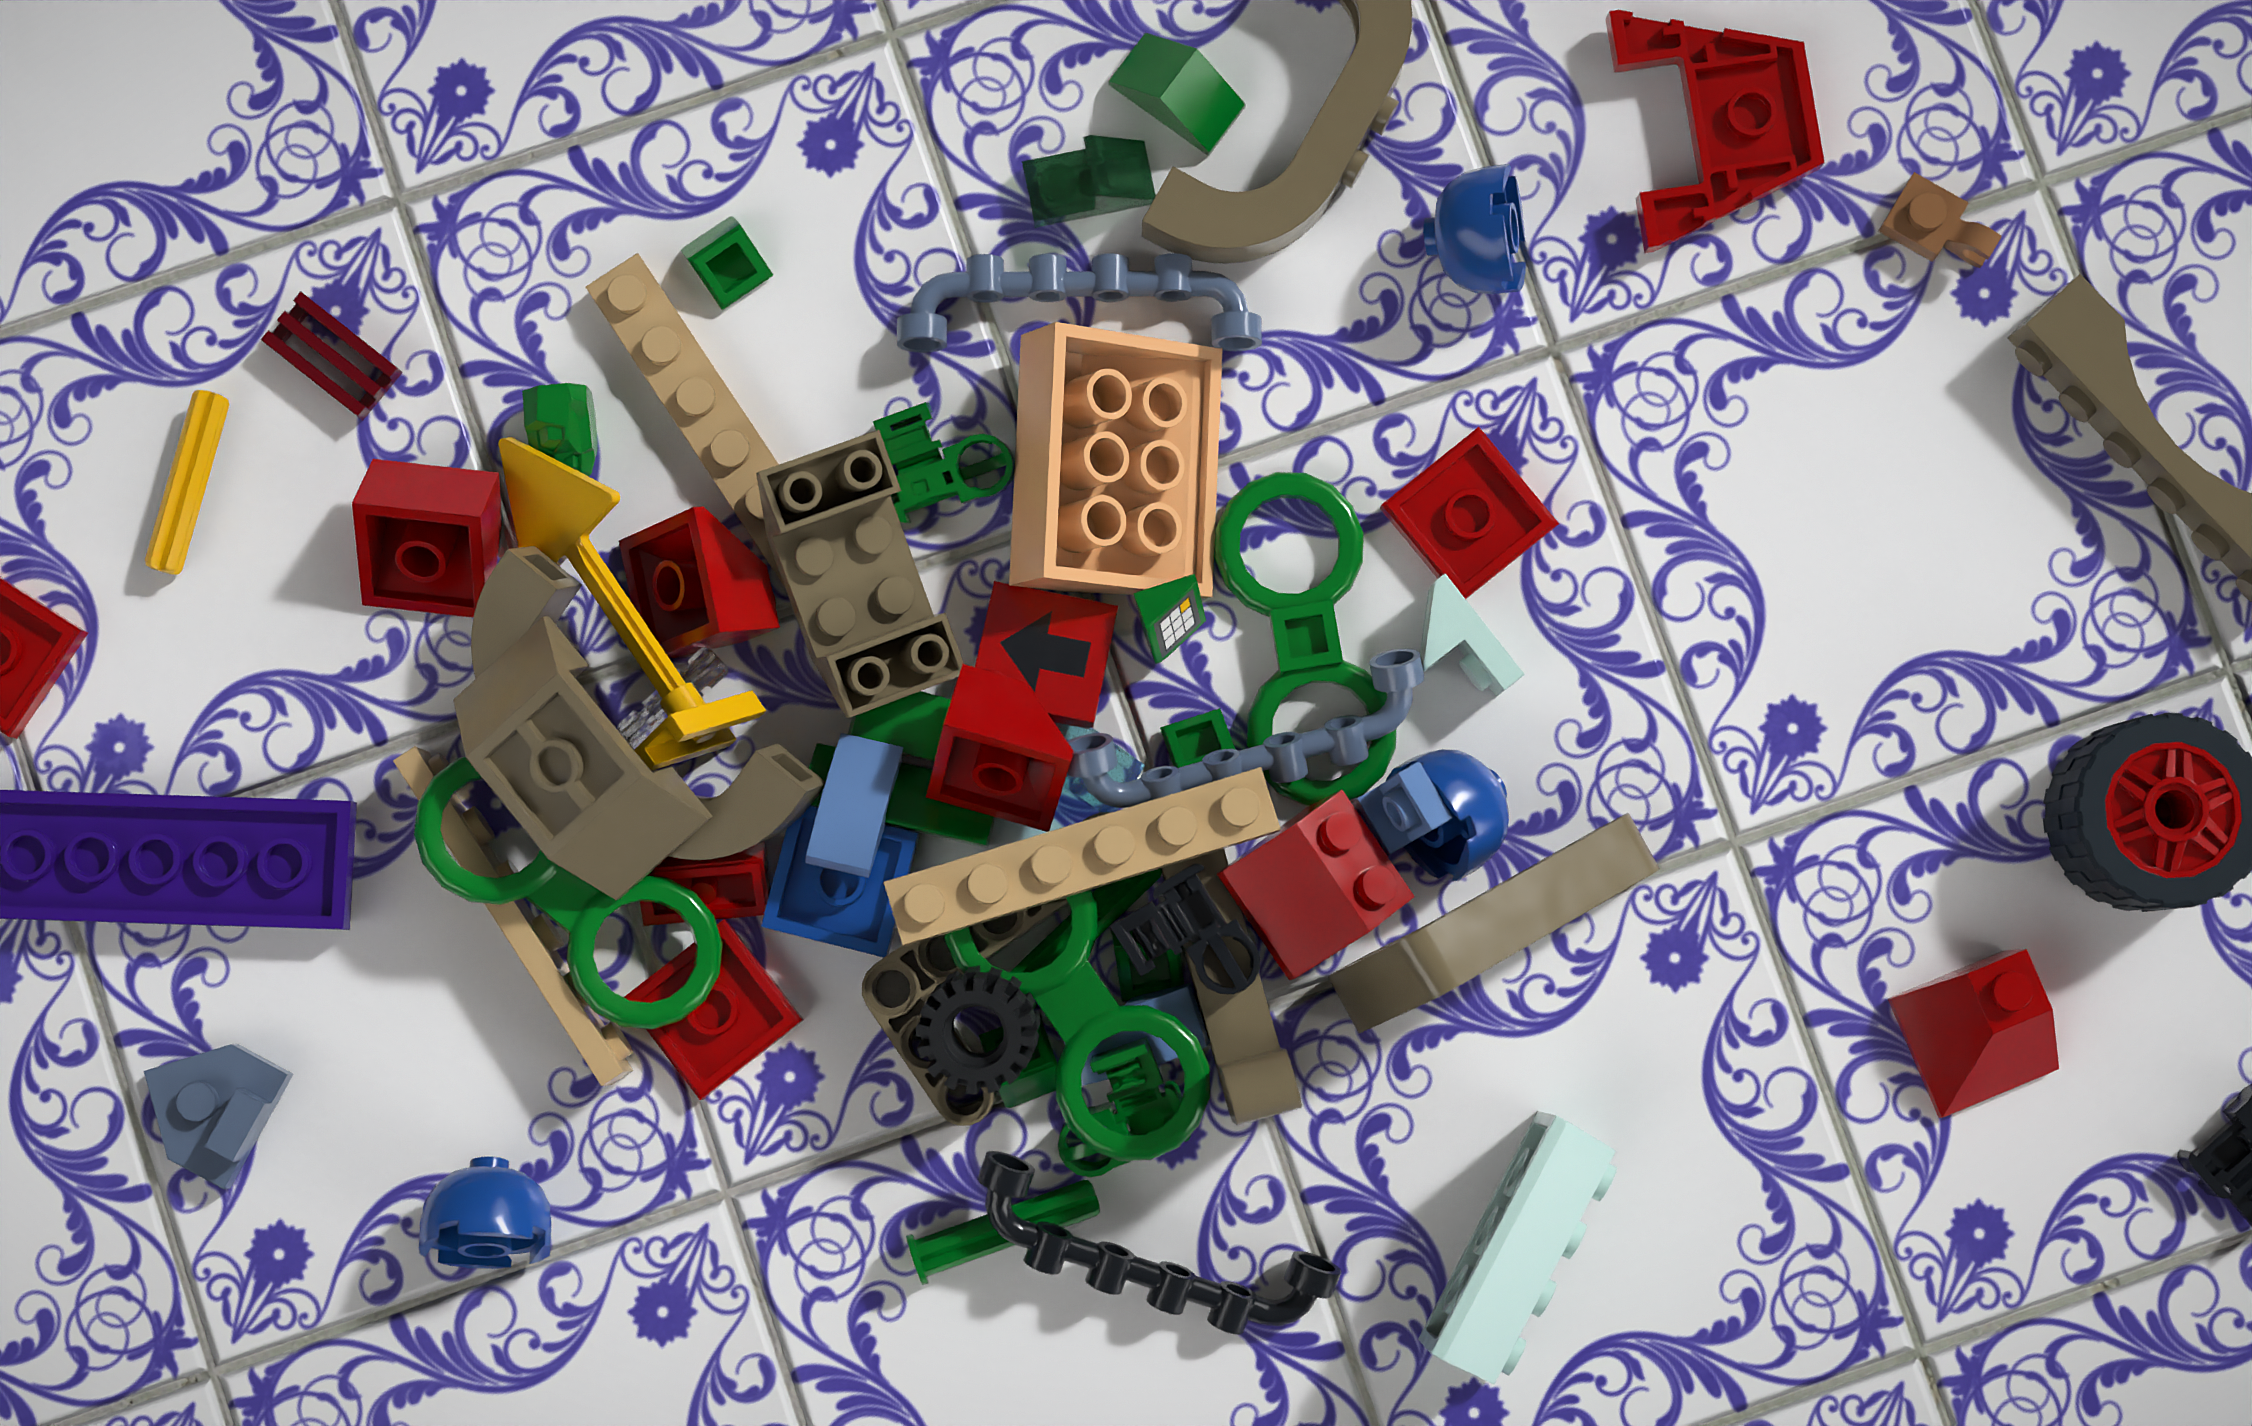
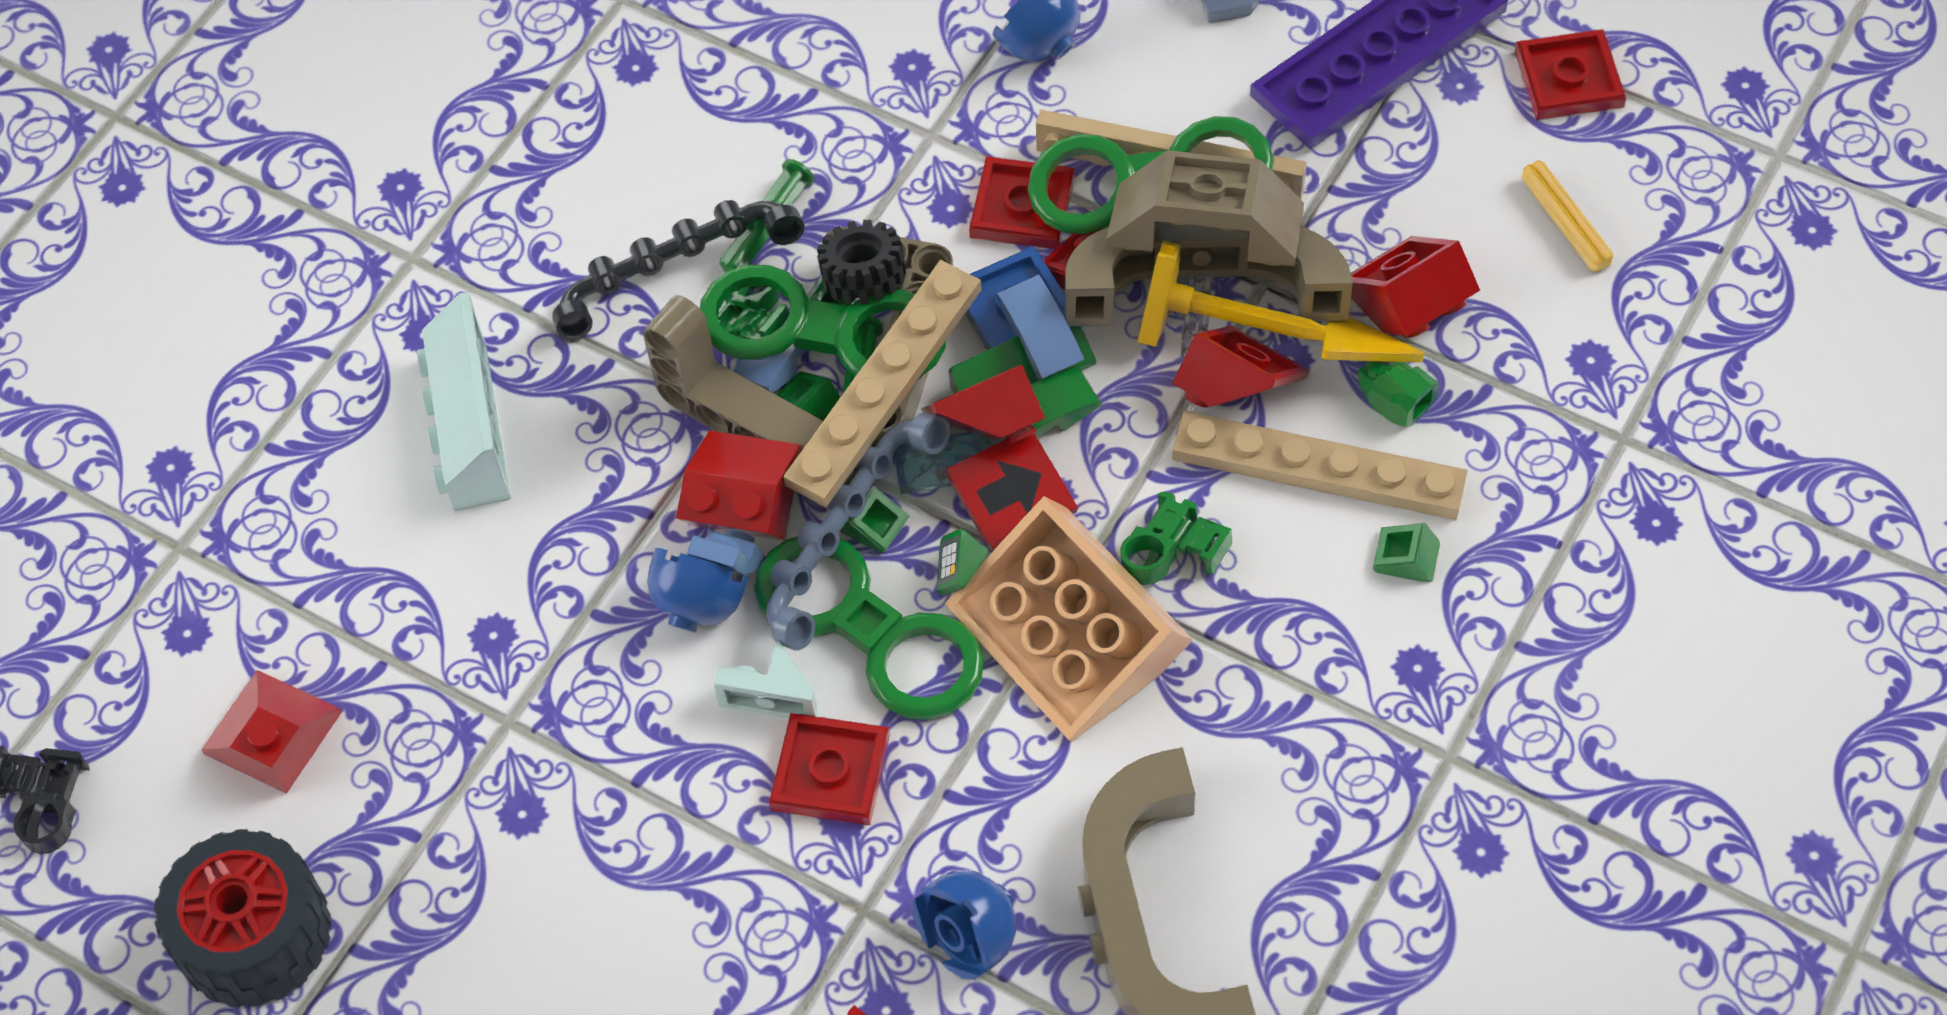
camera: 145 degrees right, 25 degrees down
(291, 324) = (1563, 325): dark red tile -> none
(854, 575) = (1147, 431): dark tan slope -> none
(1051, 282) = (1175, 716): sand blue bar -> none
(1089, 182) = (1241, 766): clear green slope -> none
(1179, 90) = (1241, 860): green slope -> none
(1184, 917) = (800, 406): black piece -> none
(1493, 925) = (606, 550): dark tan beam -> none

